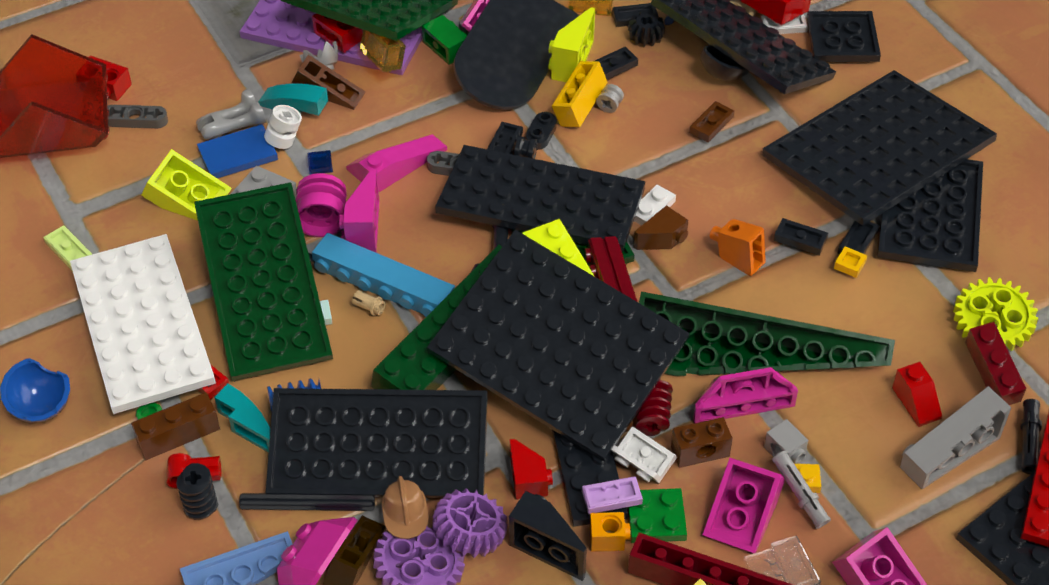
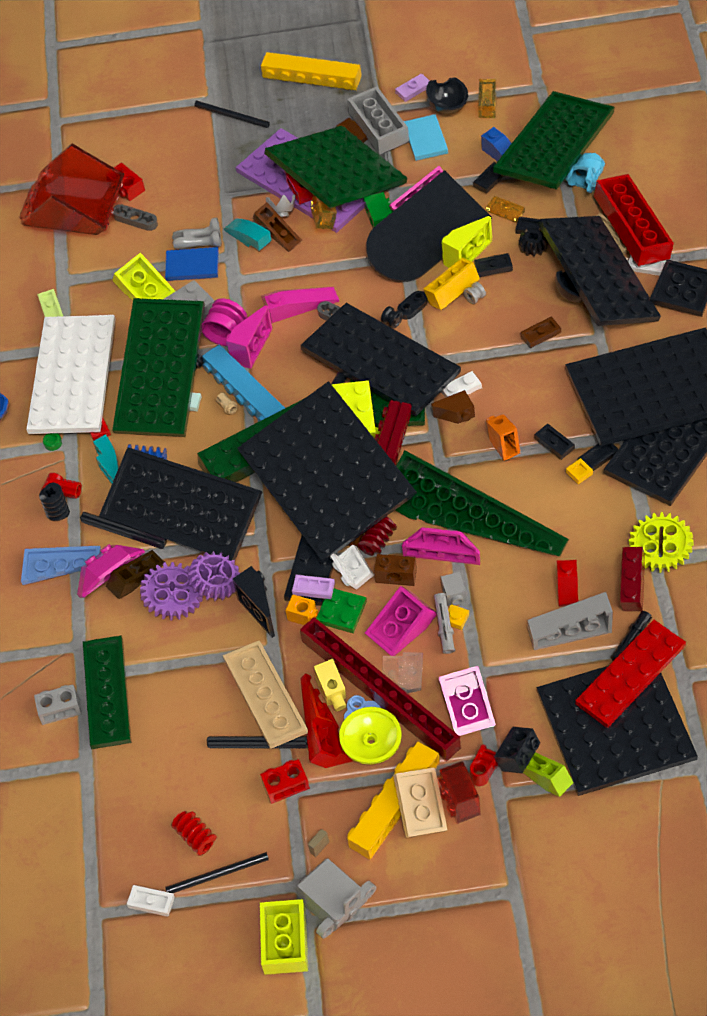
camera: 30 degrees right, 5 degrees up
(175, 426) = (62, 453): reddish brown brick -> none
(282, 126) = (227, 253): white wheel -> none
(320, 162) = (244, 287): clear blue tile -> none
(404, 509) = (175, 554): medium nougat piece -> none
(506, 138) = (377, 307): black plate -> none
(528, 470) = (270, 555): red slope -> none

